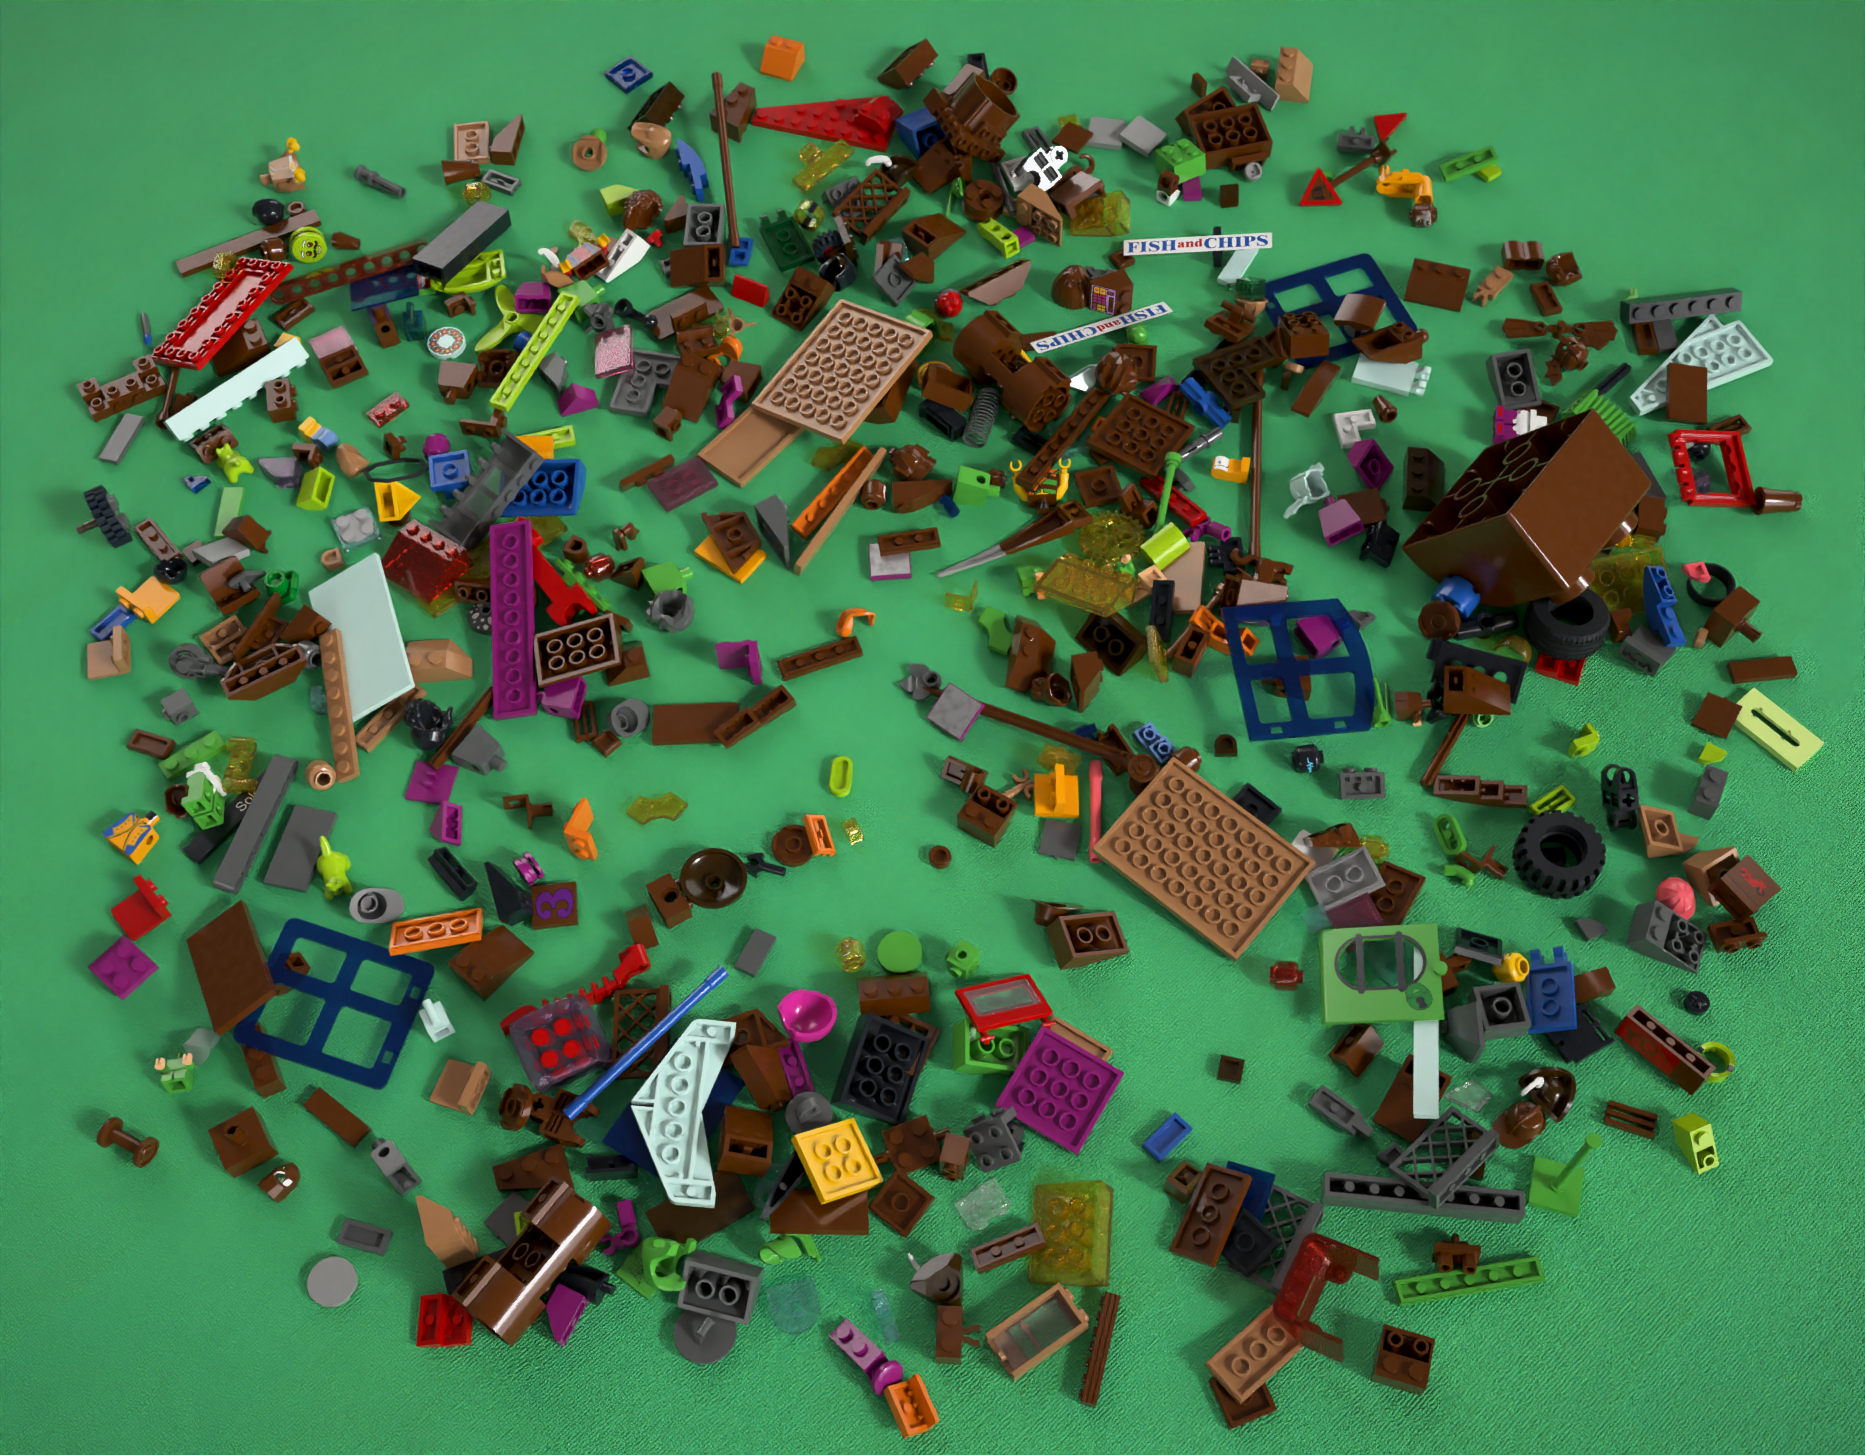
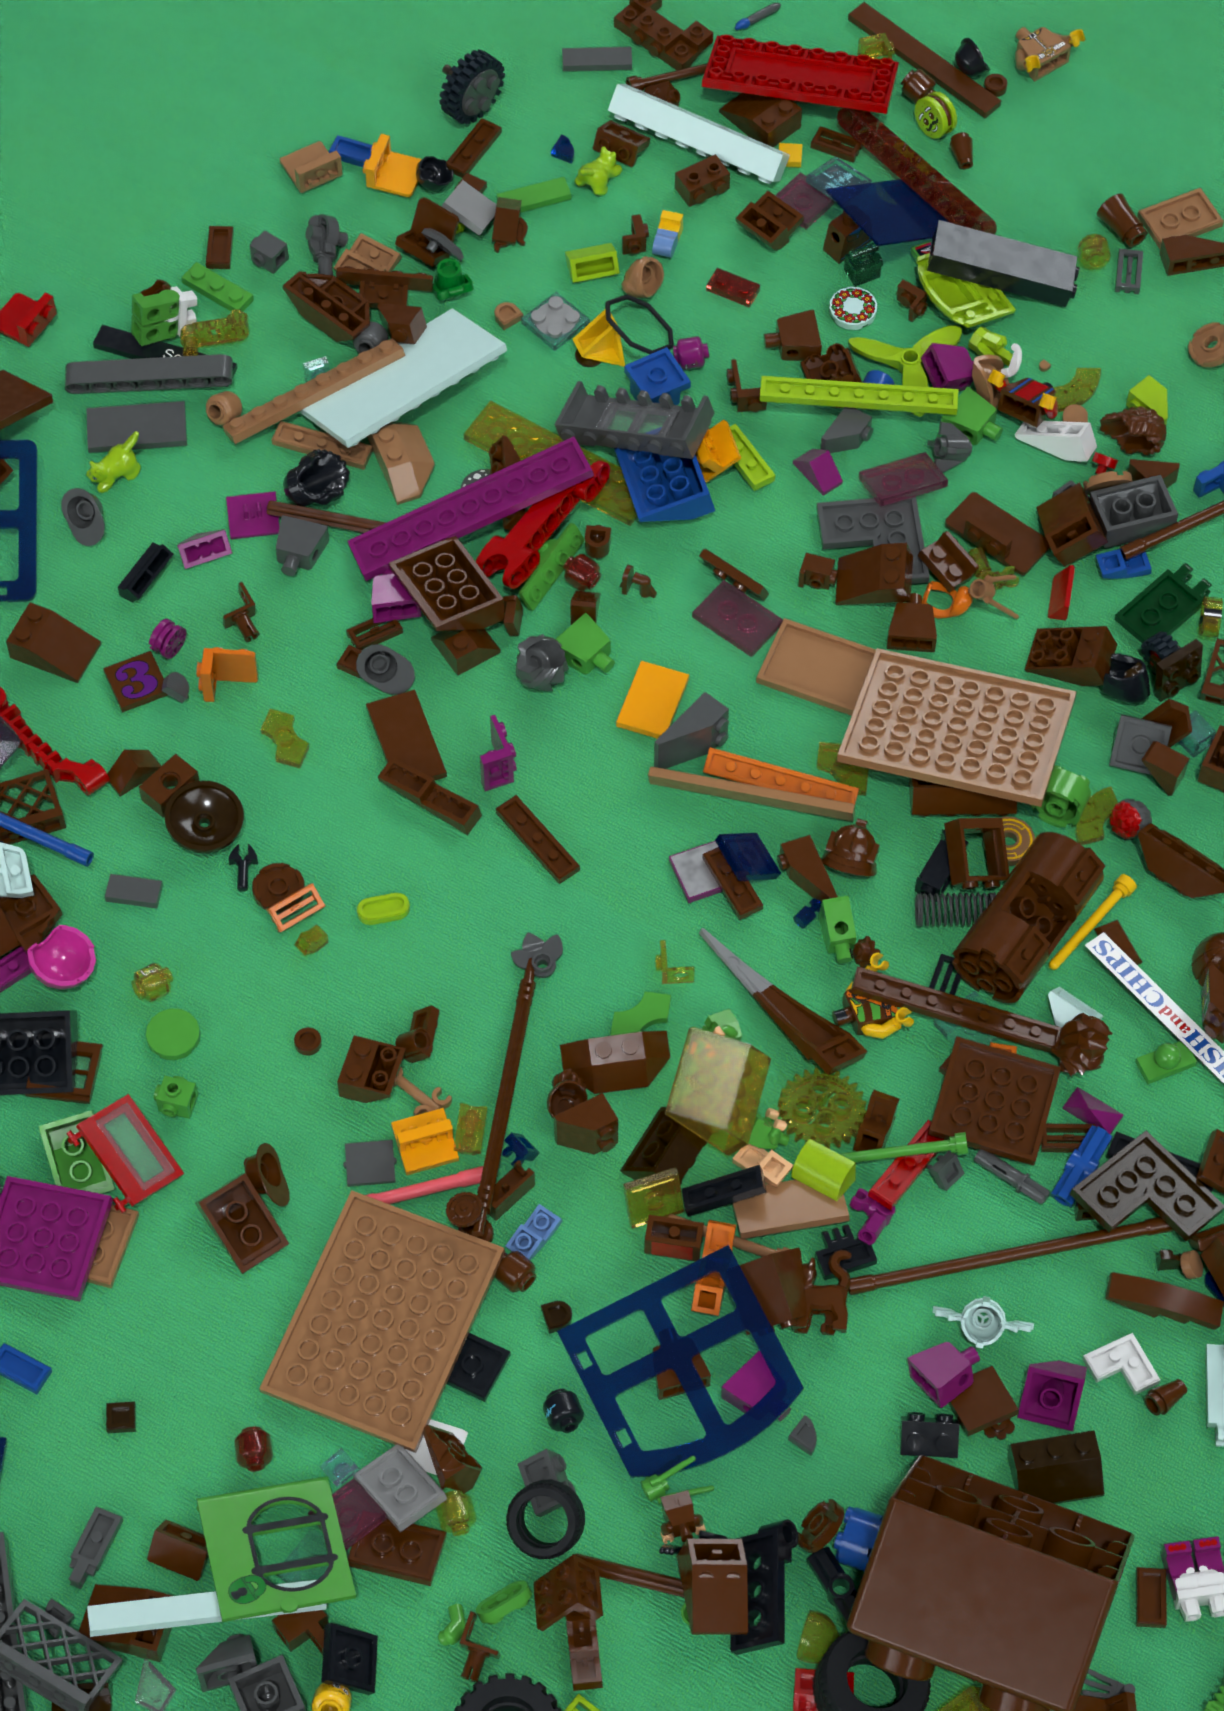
camera: 70 degrees right, 0 degrees up
(133, 835) = (104, 276): torso -> none
(282, 471) = (603, 222): slope -> none
(329, 319) = (835, 174): none -> clear light blue tile
(373, 179) = (1072, 140): dark grey pin -> none
(393, 445) = (680, 312): reddish brown tile -> none
(424, 561) = (524, 398): clear red slope -> none
(436, 931) = (70, 582): orange tile -> none
(510, 899) = (132, 631): black slope -> none
(526, 272) = (989, 343): none -> lime rock
(575, 874) = (176, 686): none -> dark grey tile
(649, 321) = (976, 470): black piece -> none
(677, 235) = (1106, 480): none -> medium nougat tile
(730, 392) = (879, 620): magenta plate -> none
(733, 536) = (667, 692): reddish brown wing -> none
(845, 621) = (587, 849): orange piece -> none
(873, 494) = (792, 823): reddish brown head -> none
(893, 526) = (747, 856): none -> clear blue tile
(894, 994) = (116, 1037): reddish brown slope -> none
(955, 711) = (503, 999): flat silver tile -> none
(1098, 486) = (900, 1072): reddish brown plate -> none
(1143, 356) = (1124, 1065): reddish brown tile -> none
(1230, 469) = (987, 1225): light orange leg -> none
(1415, 780) = (522, 1537): none -> black tyre
(1457, 791) = (568, 1588): none -> reddish brown bracket

